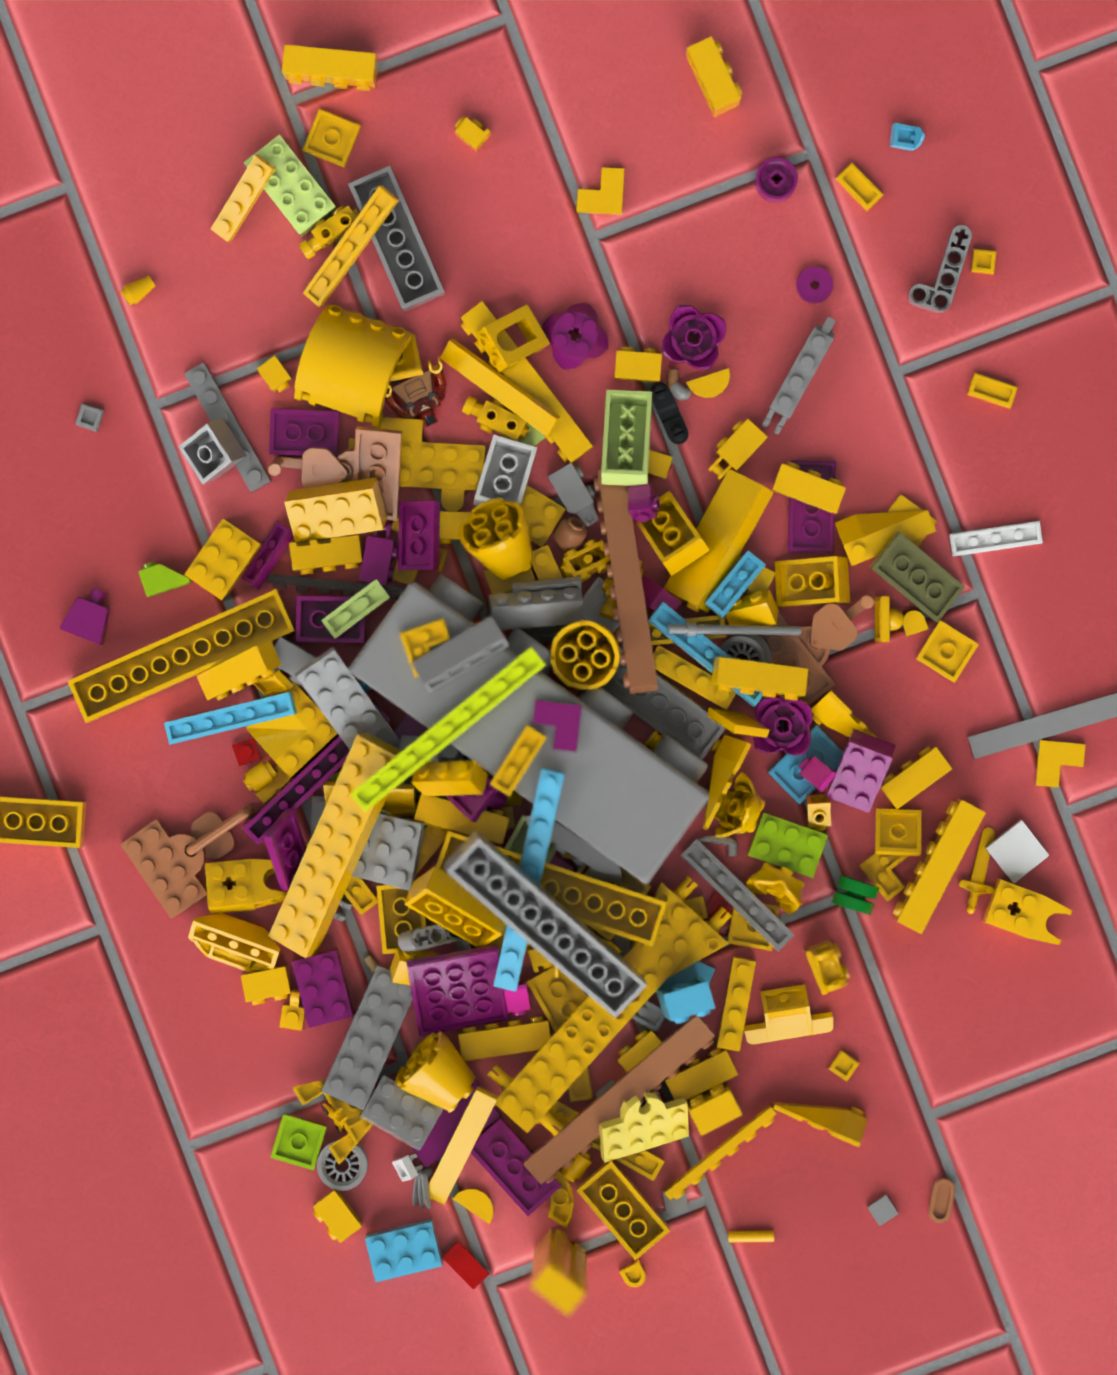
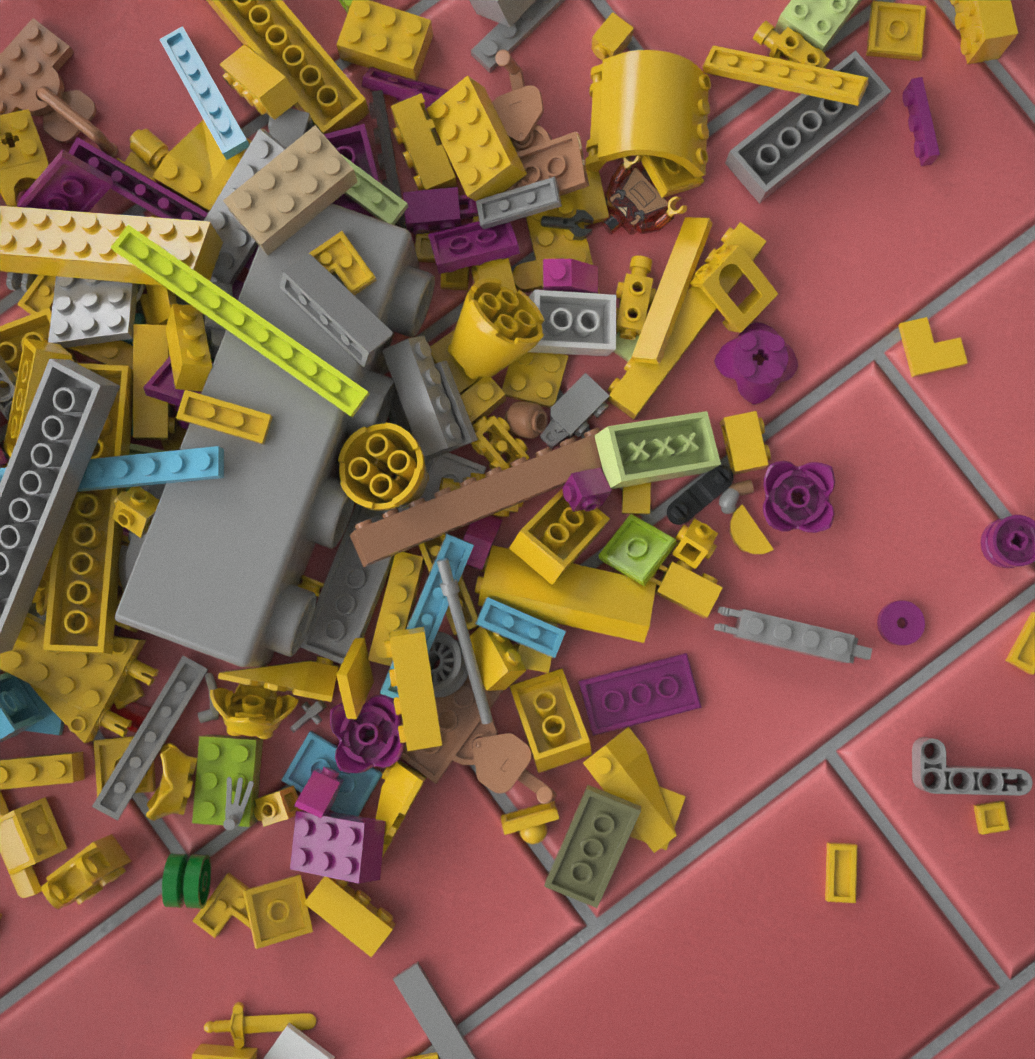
camera: 80 degrees right, 5 degrees down
(246, 751) = (174, 127): red plate -> none
(273, 684) = (255, 123): yellow tile -> none
(298, 430) = (562, 92): magenta plate -> none
(359, 663) = (291, 190): none -> tan brick
(398, 490) = (518, 203): none -> light grey tile
(416, 145) = (921, 122): none -> magenta plate
(421, 455) = (570, 223): none -> pearl dark grey bar
(468, 466) = (569, 276): none -> dark pink slope
(471, 132) = (953, 180): yellow brick -> none
(565, 718) = (291, 461): magenta tile -> none
(566, 849) = (135, 510): none -> yellow brick
(699, 475) = (637, 549): none -> lime plate
(707, 429) = (695, 543): none -> yellow brick
(753, 766) = (311, 713): none -> light grey piece
(809, 487) = (661, 684): yellow brick -> none
(813, 840) = (234, 811): none -> light grey piece
(914, 623) = (536, 857): yellow tile -> none
(939, 865) = (247, 974): yellow brick -> none
(947, 651) = (513, 908): yellow plate -> none
(995, 538) = (666, 928): white tile -> none

